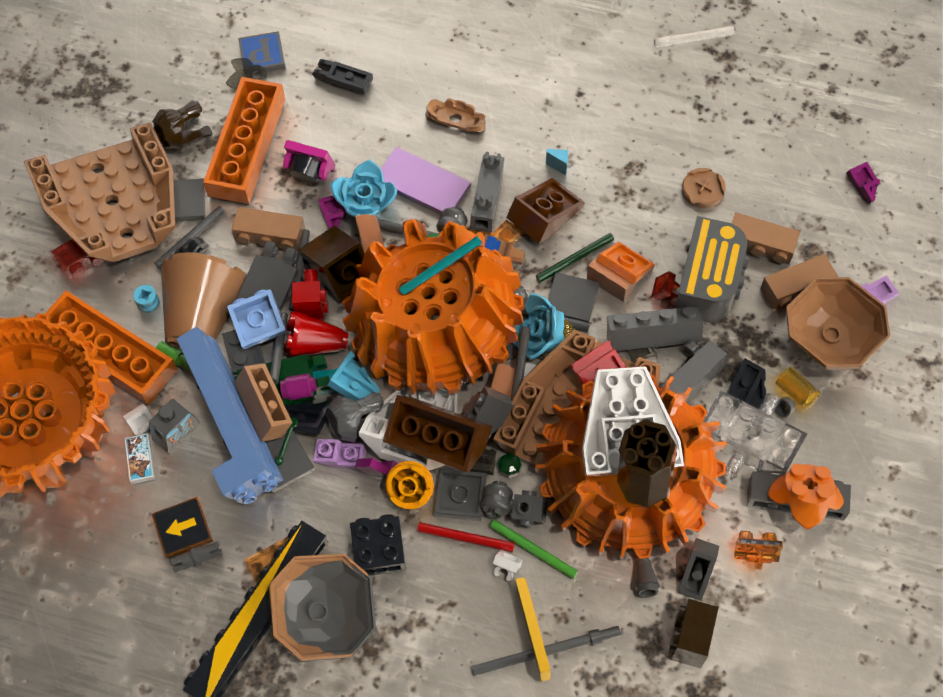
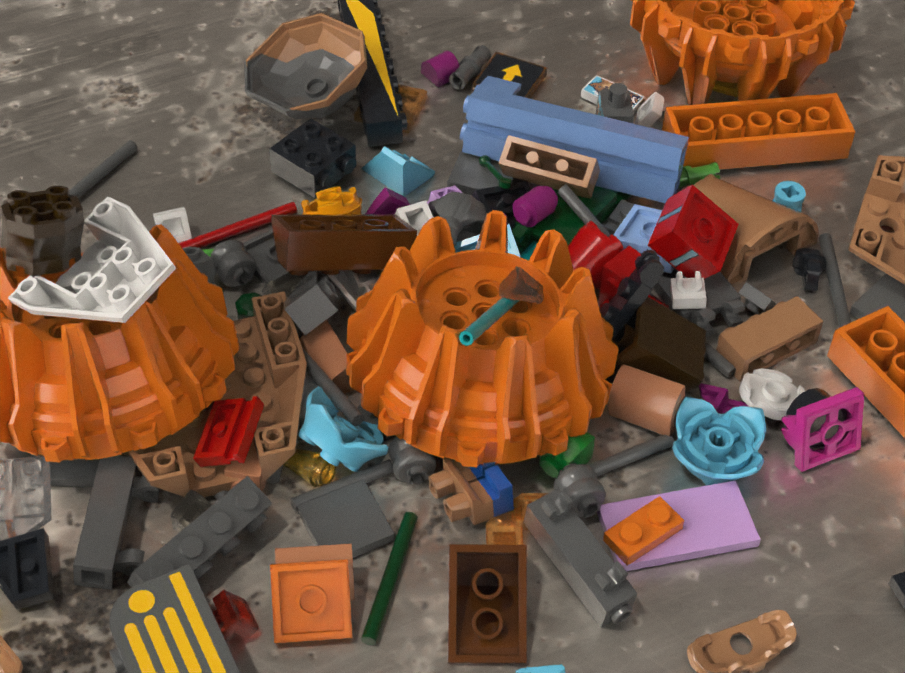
camera: 135 degrees right, 15 degrees down
(215, 574) = (440, 68): none -> magenta brick
(245, 251) = (755, 300): none -> dark grey plate
(249, 285) = (693, 233): none -> red container
(282, 272) = (688, 292): none -> white tile
(305, 200) = (769, 391): none -> white tile
(329, 274) = (633, 291): none -> black hinge
(329, 500) = (398, 171): none -> medium azure slope
(403, 280) = (521, 287): none -> clear smoke slope
(444, 184) = (643, 530): none -> orange plate
(533, 629) = (90, 181): yellow tile -> none

